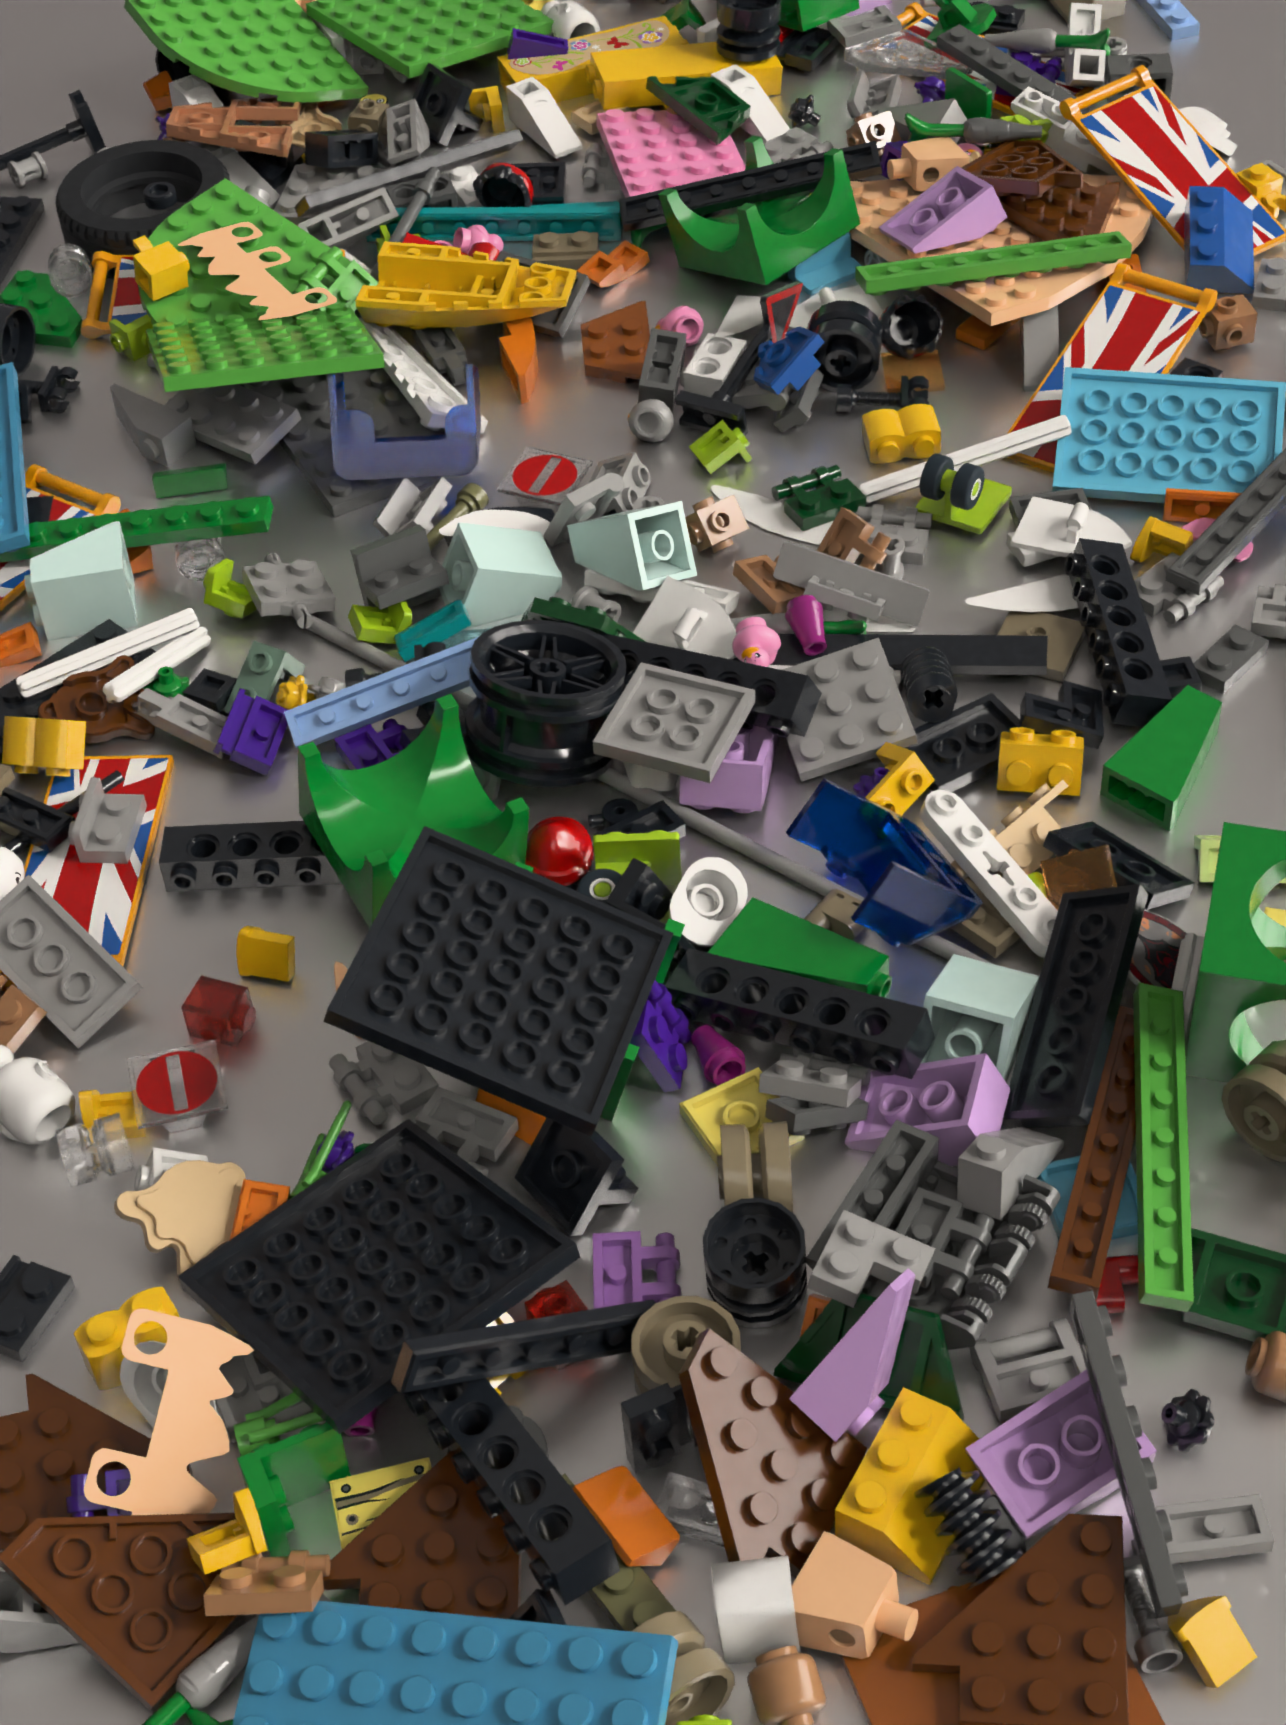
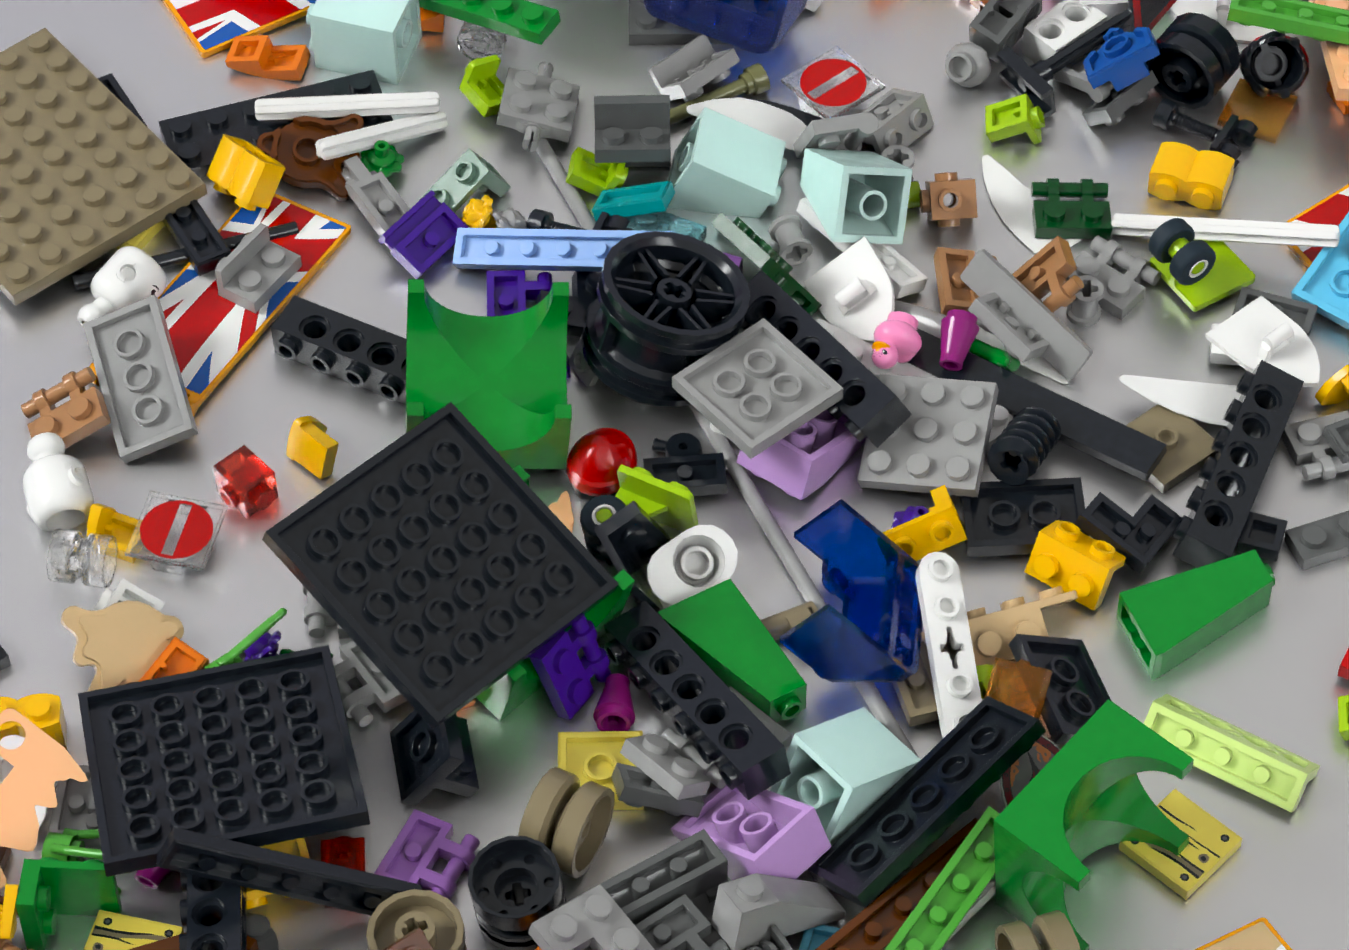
camera: 25 degrees right, 5 degrees up
(211, 689) = (414, 178): black plate -> none

